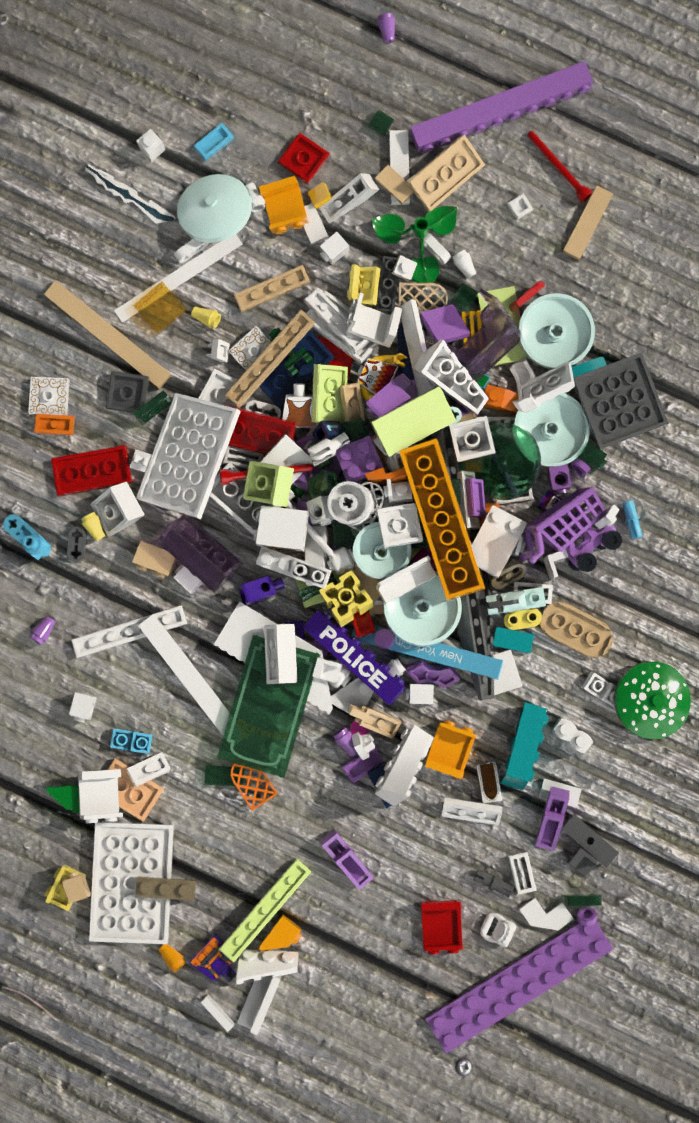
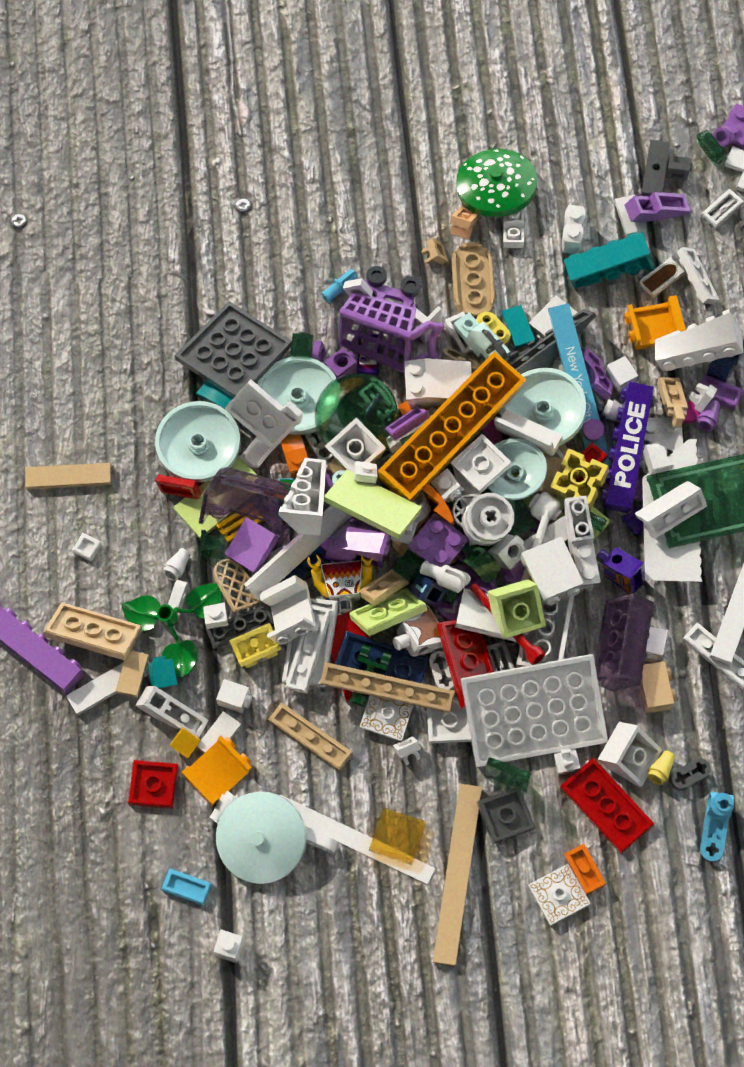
camera: 120 degrees left, 15 degrees down
(151, 209) = (294, 941): white sword -> none
(206, 316) = (378, 781): light yellow cone -> none
(381, 123) = (72, 727): clear green tile -> none
(381, 204) = (162, 672): none -> teal brick
(444, 432) = (365, 472): none -> white plate
(582, 192) = (40, 495): red piece -> none
(617, 613) = (436, 252): none -> tan tile
(632, 651) = (463, 222): none -> light nougat slope

